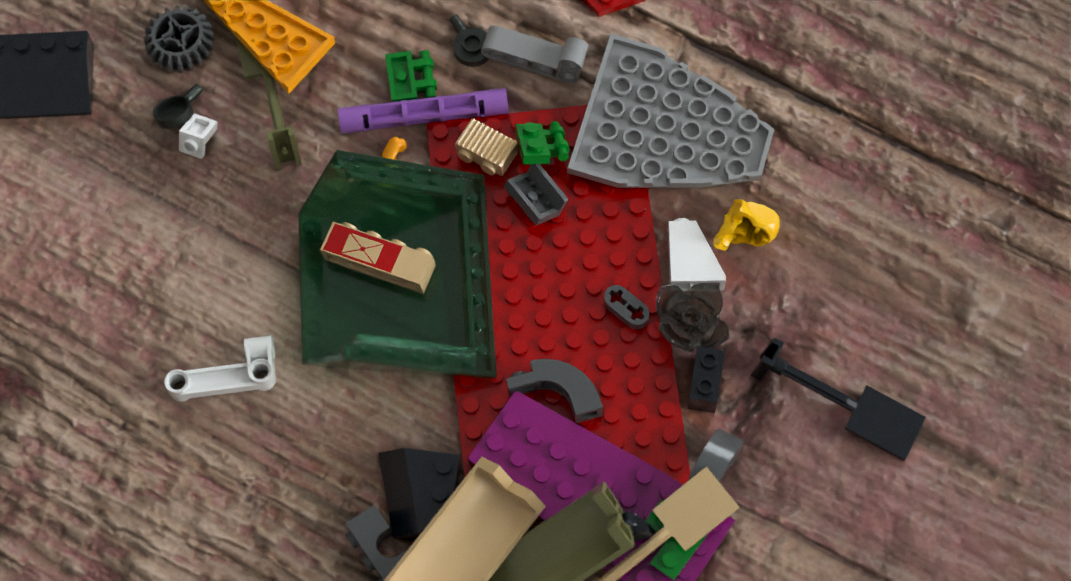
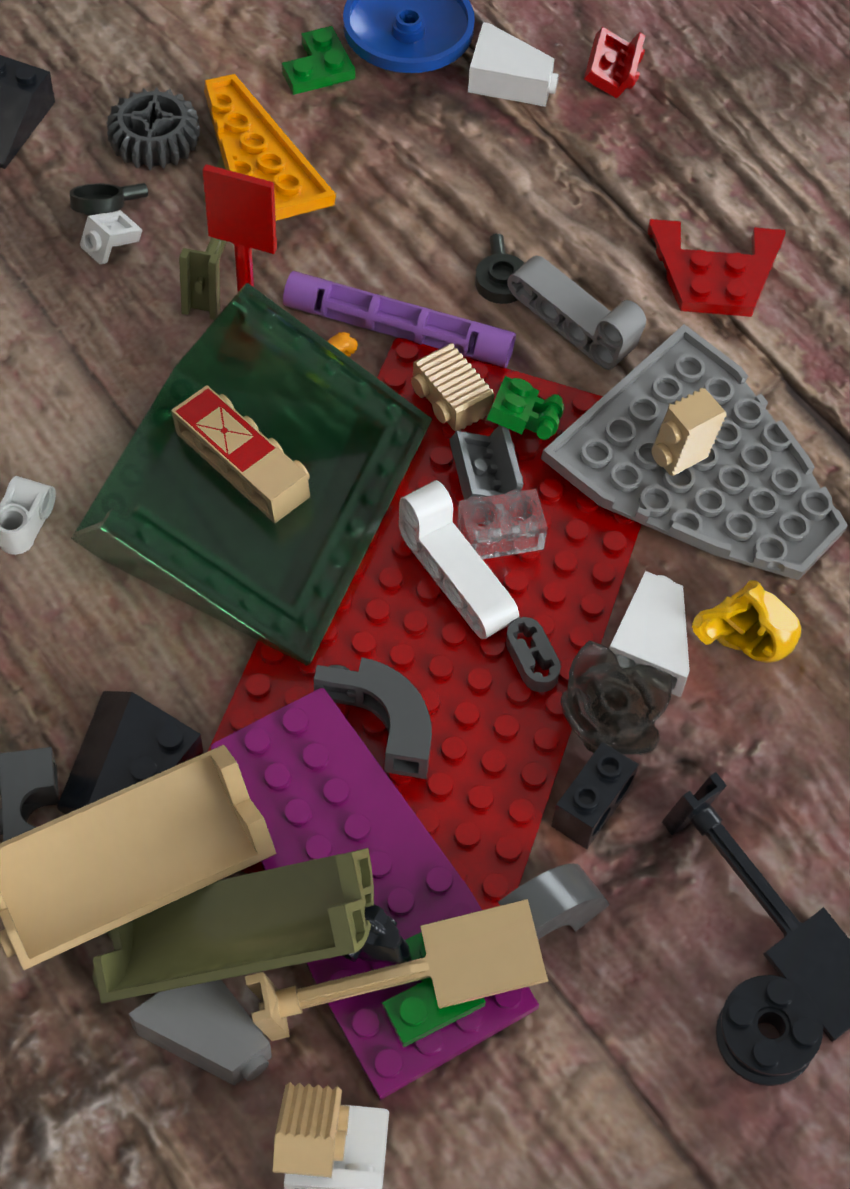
camera: 20 degrees right, 10 degrees down
(316, 109) = (242, 213): none -> red piece
(402, 78) = (396, 269): green plate -> none
(550, 270) = (453, 562): none -> white beam
(570, 234) = (503, 532): none -> clear brick
(654, 118) = (688, 431): none -> tan brick
(873, 455) = (785, 1007): none -> black wheel

